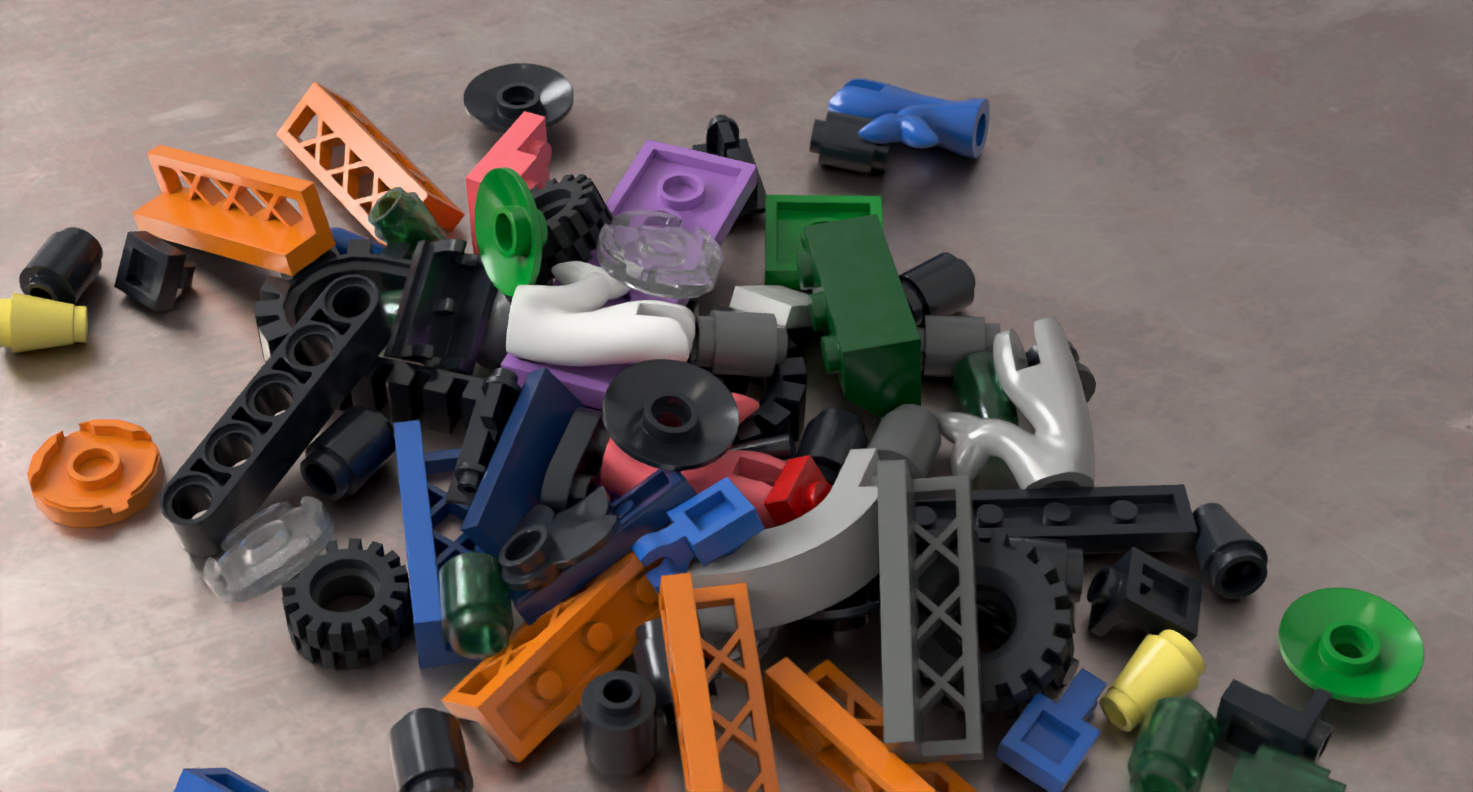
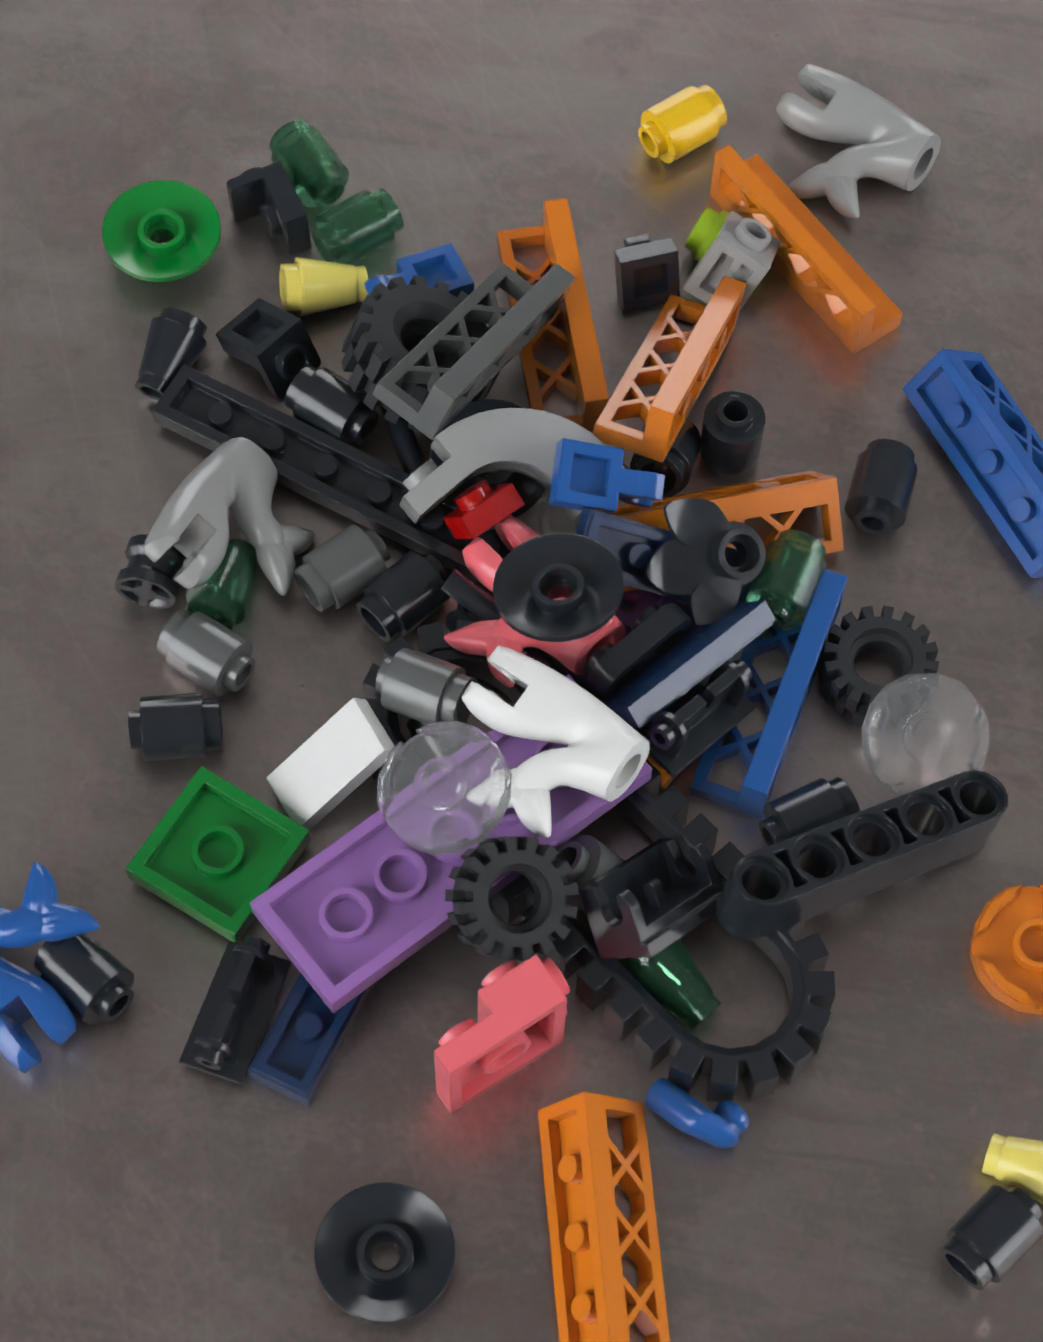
camera: 150 degrees left, 20 degrees up
(153, 271) = (902, 1180): black tile -> none
(238, 224) = (801, 1185): orange fence -> none
(404, 219) = (623, 1069): clear green cone -> none
(509, 230) = (584, 835): green dish -> none
(863, 313) = (288, 674): dark green slope -> none

